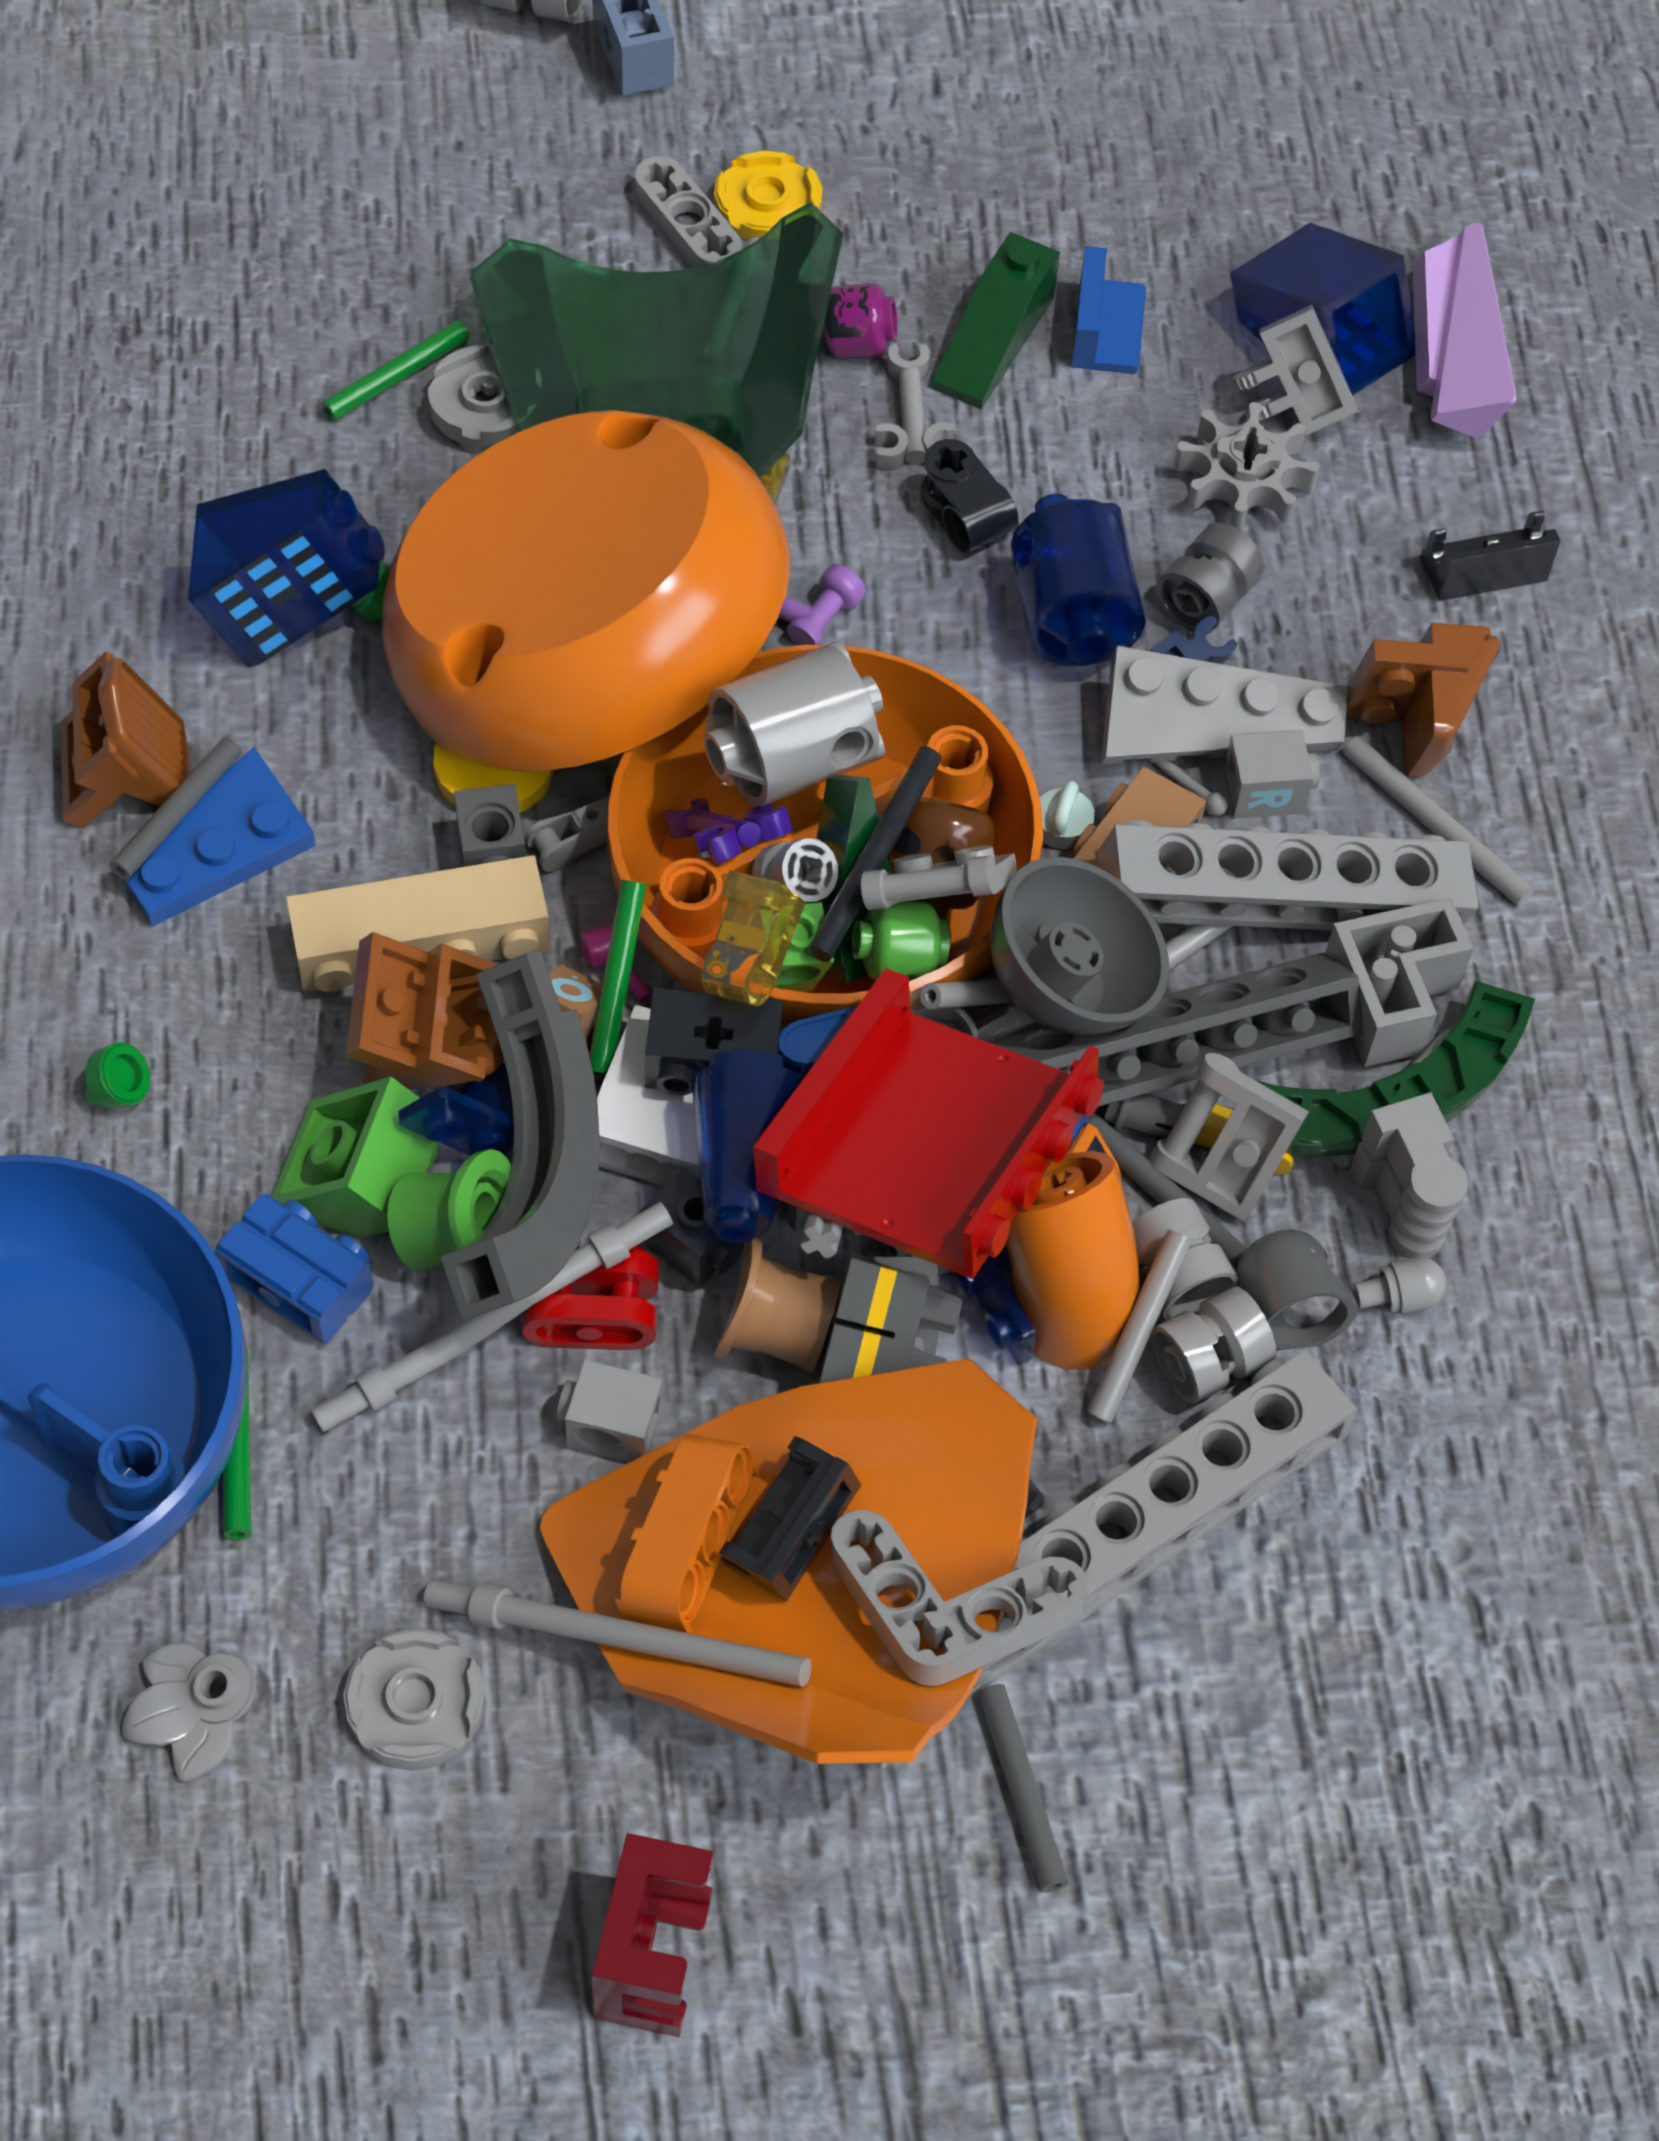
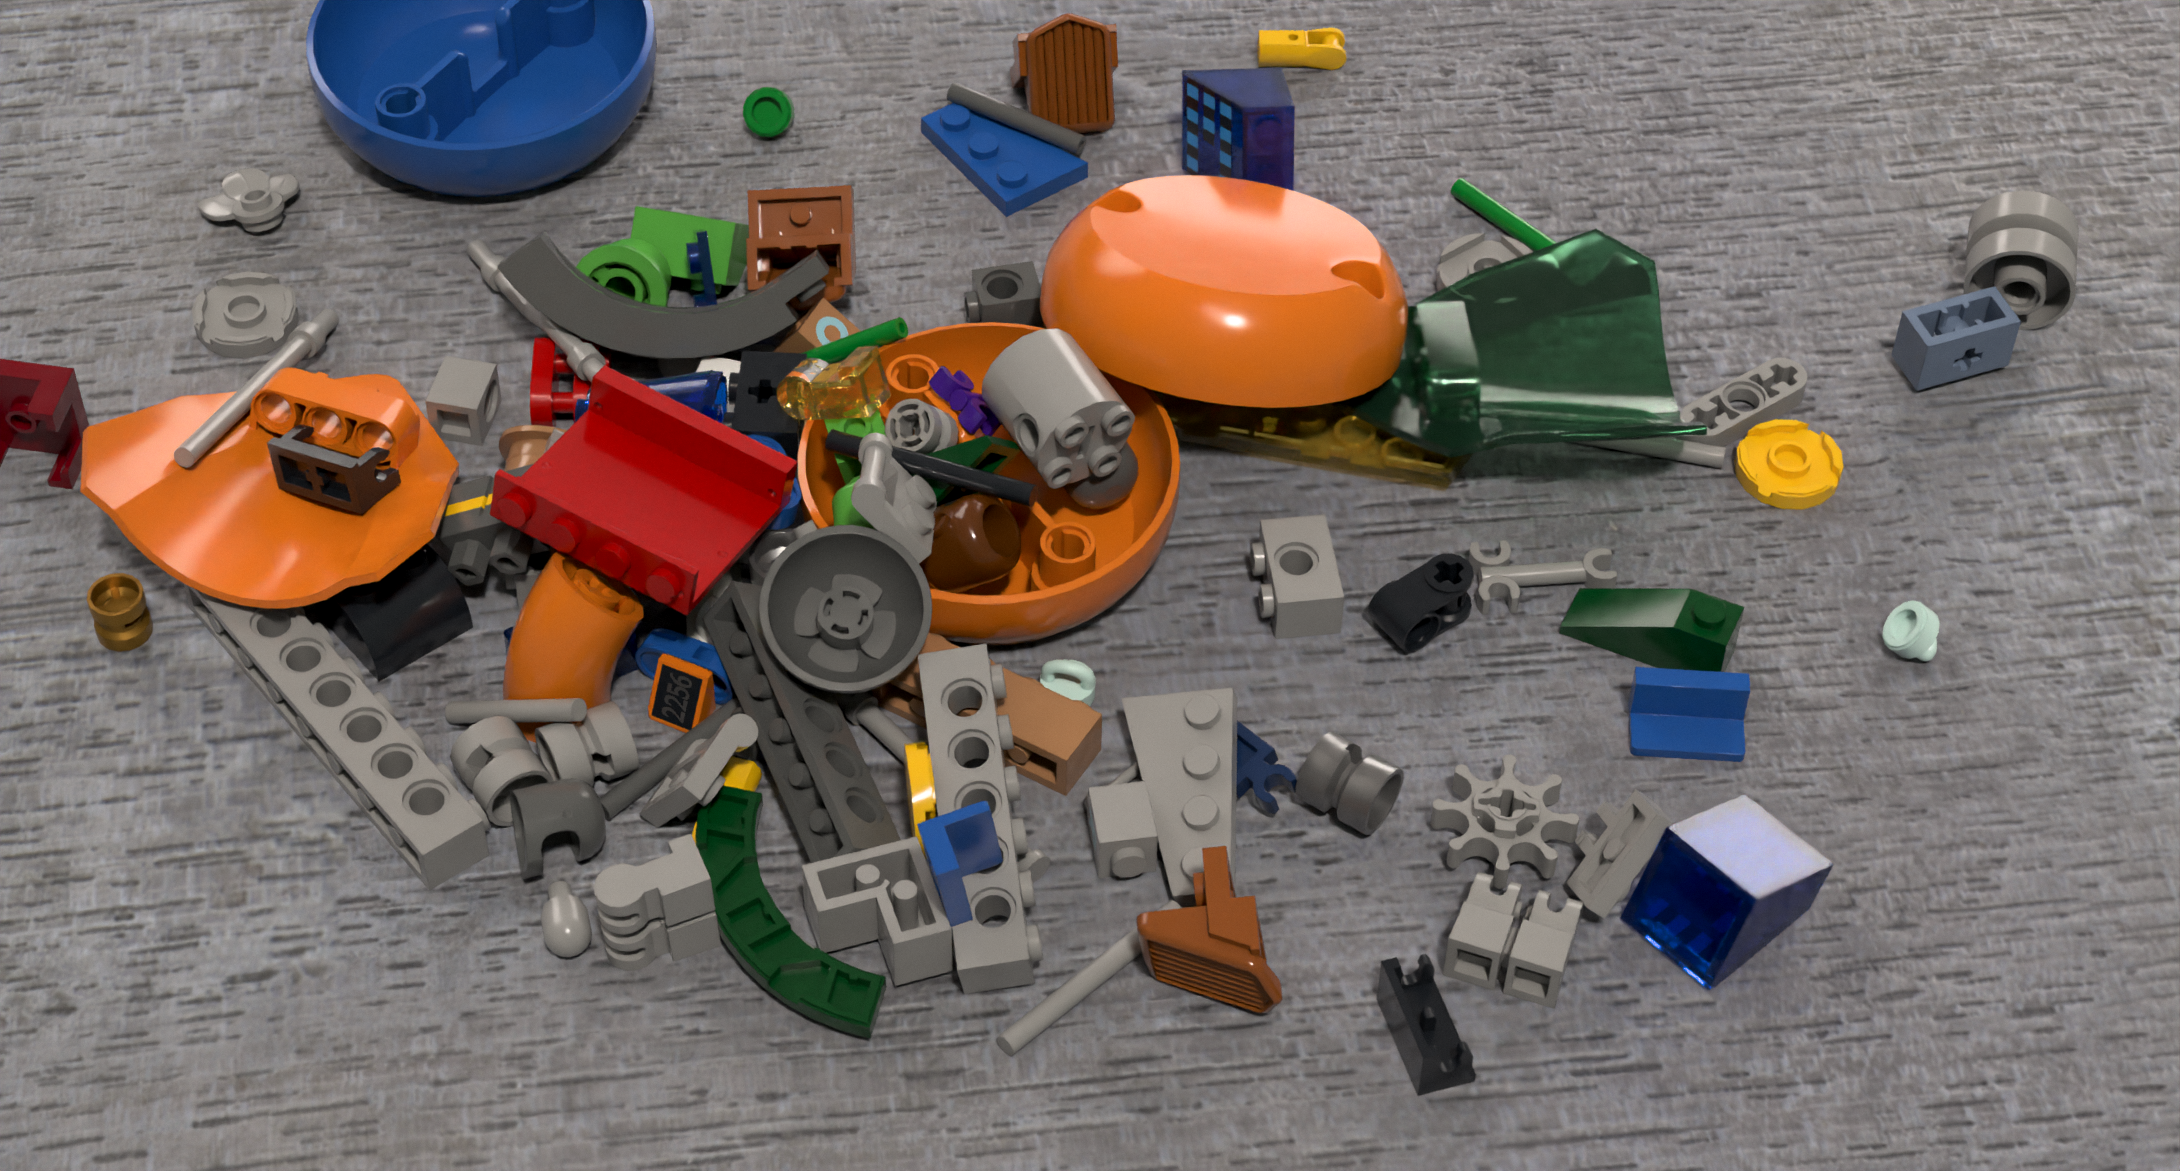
camera: 90 degrees right, 10 degrees down
(76, 530) = (1301, 48): none -> yellow bar
(238, 1481) = (461, 207): green piece -> none
(296, 1266) = (597, 210): blue brick -> none
(478, 909) = (911, 254): tan brick -> none
(839, 590) = (1273, 501): medium lavender piece -> none
(860, 321) = (1629, 519): magenta head -> none
(926, 597) = (1298, 576): none -> light grey brick
(950, 1622) = (226, 542): light grey beam -> none
(960, 1777) = (119, 612): none -> pearl gold wheel
(1004, 134) = (1912, 631): none -> light aqua tile
(1023, 1788) = (129, 662): dark grey piece -> none
(1077, 580) = (1313, 667): clear blue cylinder -> none
(1263, 930) = (919, 786): none -> yellow tile
(1381, 474) = (1533, 955): none -> light grey legs
(1407, 864) = (957, 847): none -> blue panel
(1461, 335) = (1723, 1002): lavender wedge -> none

